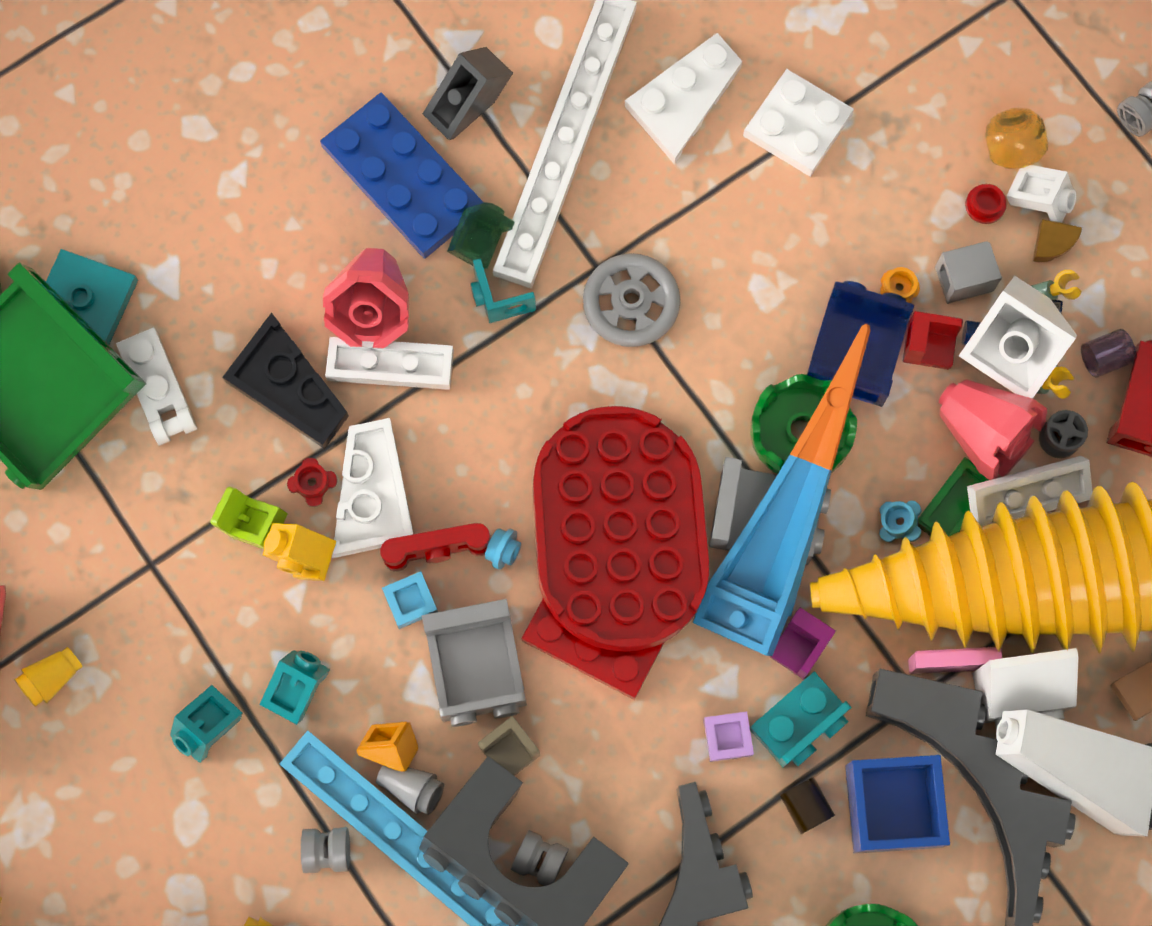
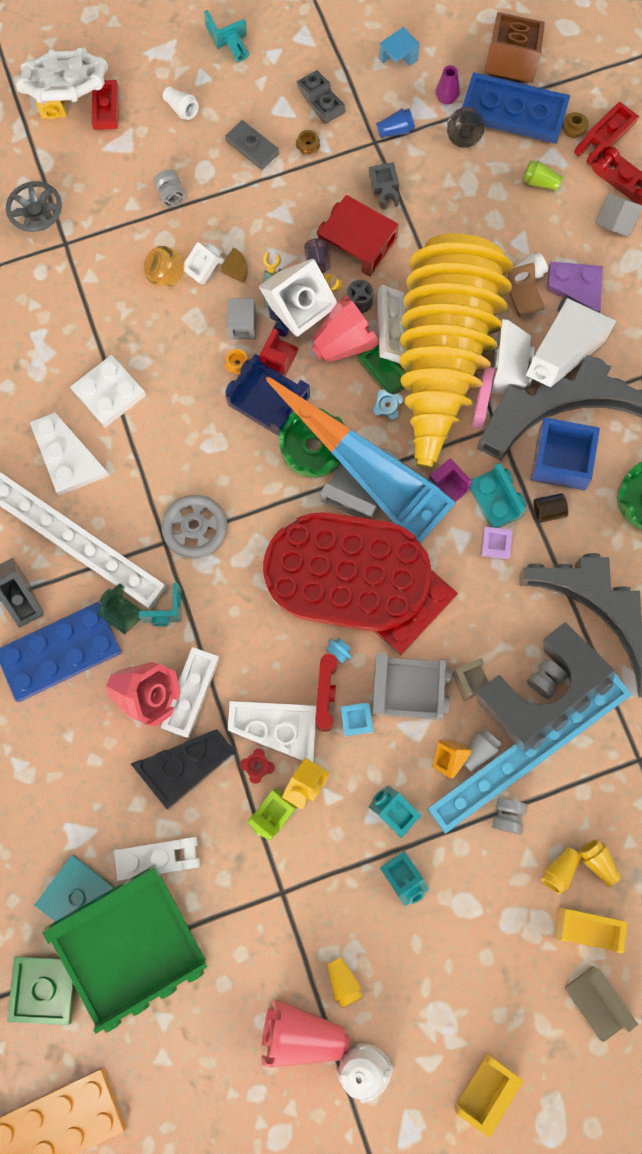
camera: 70 degrees left, 0 degrees up
(986, 203) = (199, 297): red plate -> none

